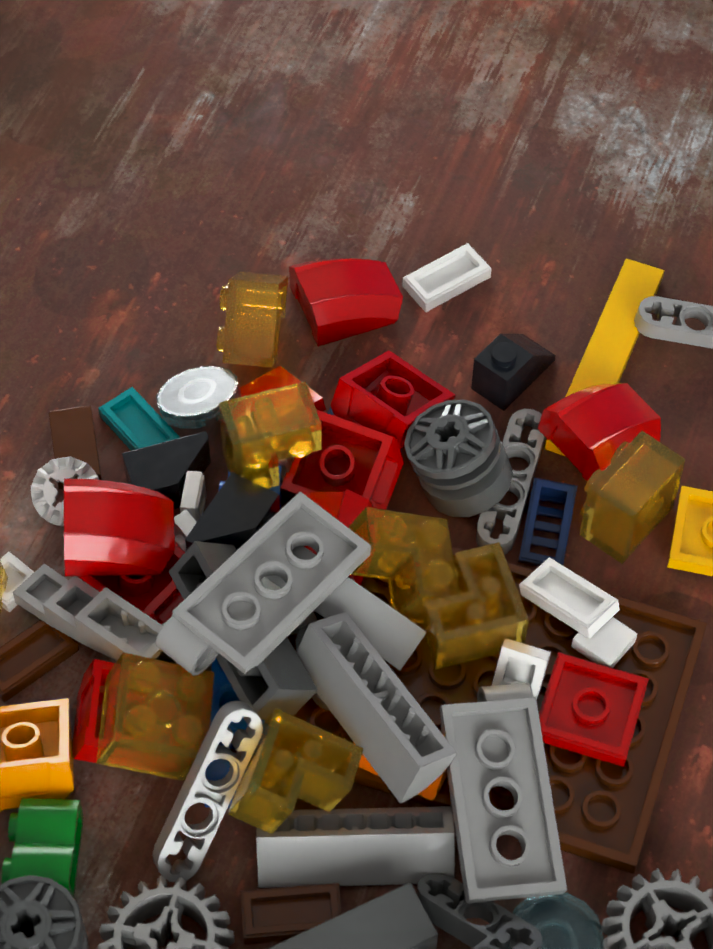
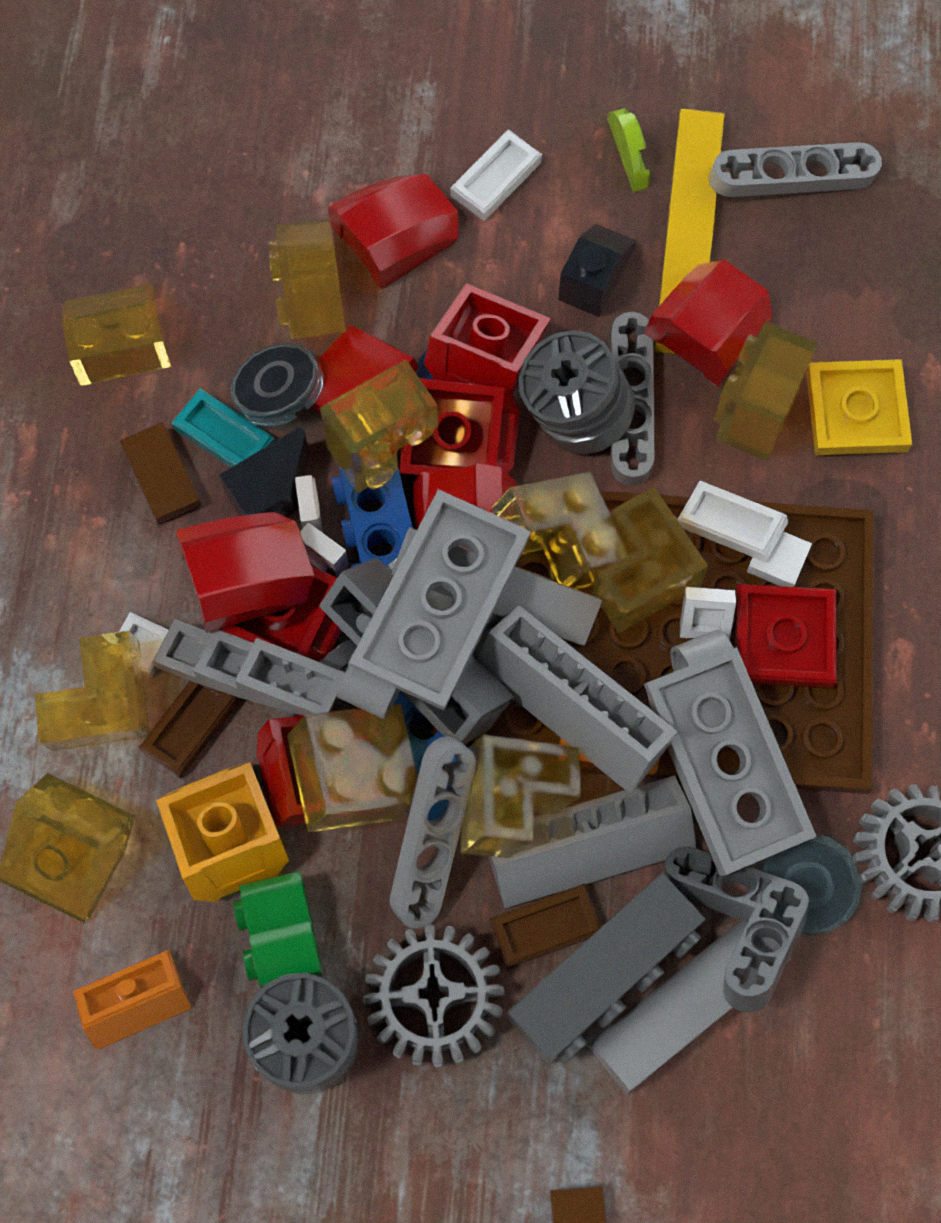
camera: 15 degrees left, 15 degrees up
(45, 494) = (160, 508): white gear -> none
(74, 330) = (115, 334): none -> clear yellow slope
(235, 513) = (370, 525): black slope -> none
(551, 492) = (696, 404): dark blue slope -> none
(571, 274) = (629, 142): none -> lime tile

